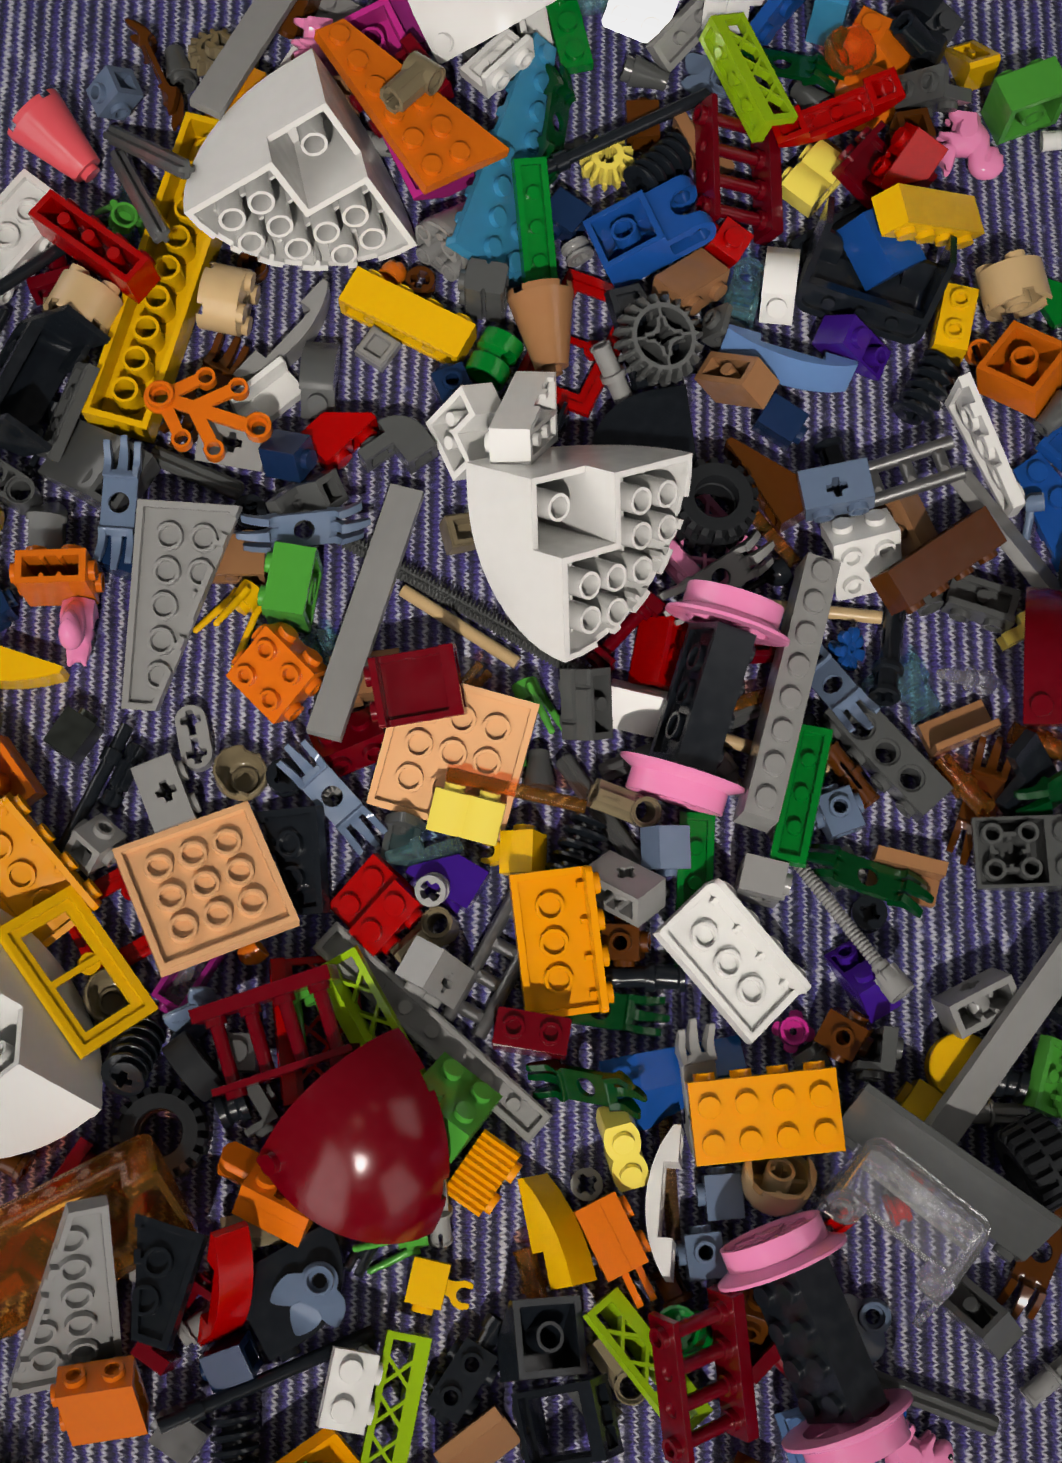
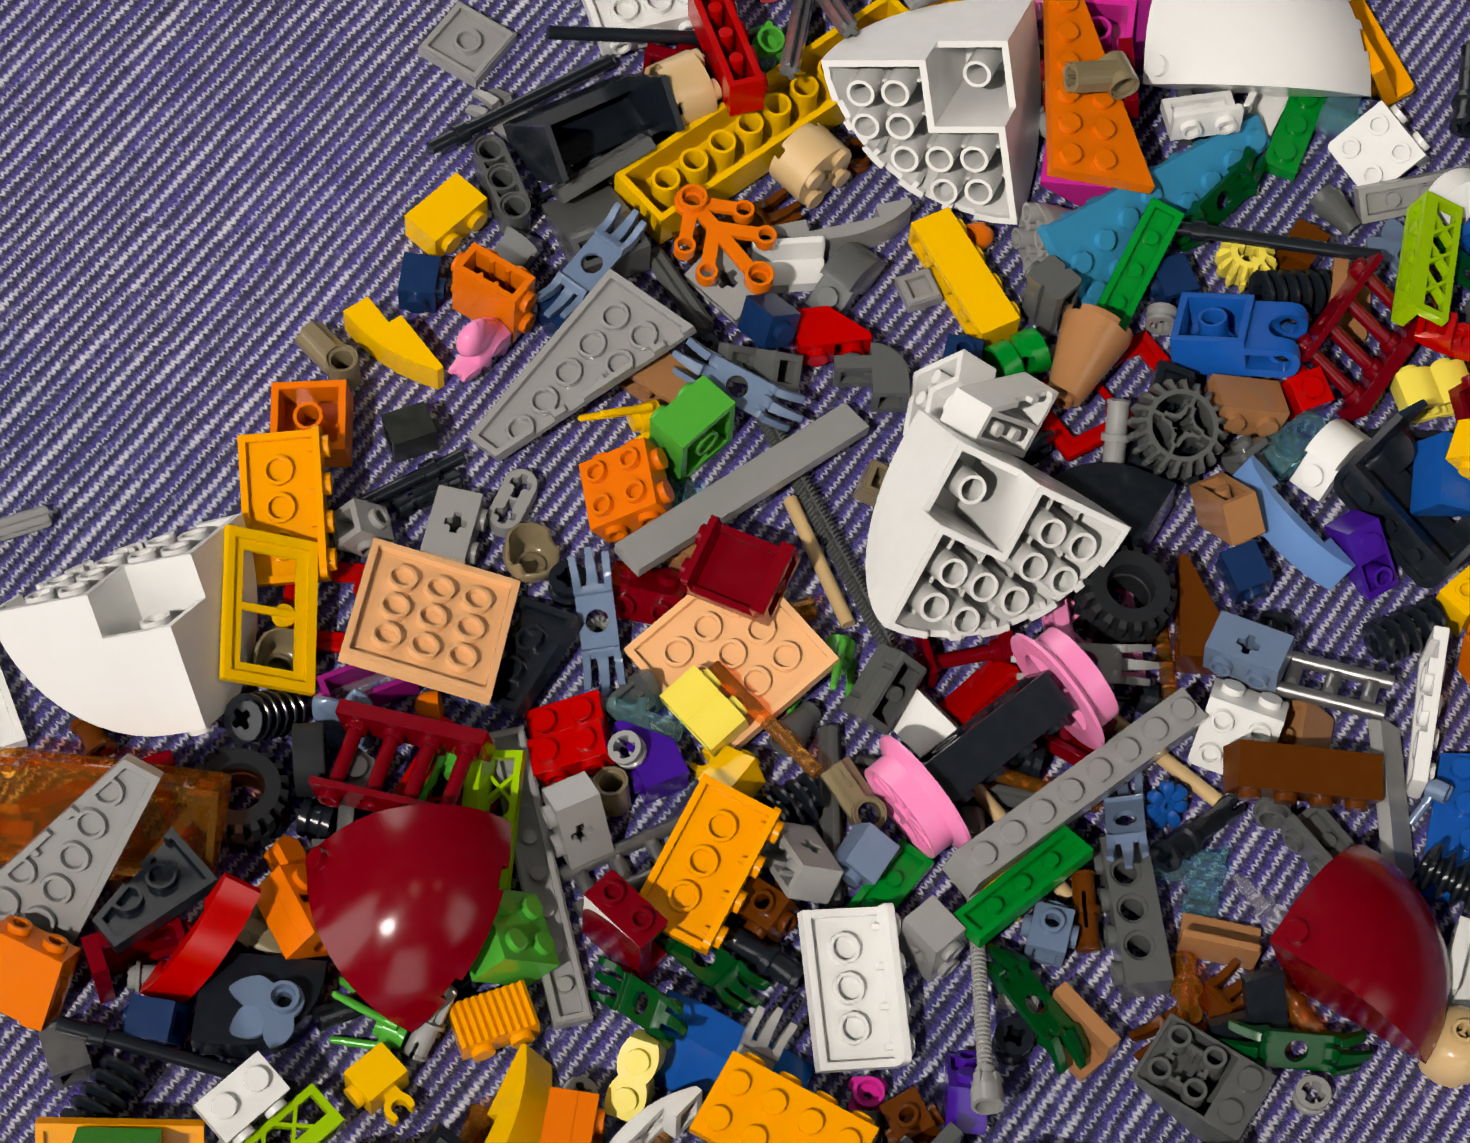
camera: 30 degrees right, 15 degrees down
(415, 274) = (997, 250): reddish brown bush -> none

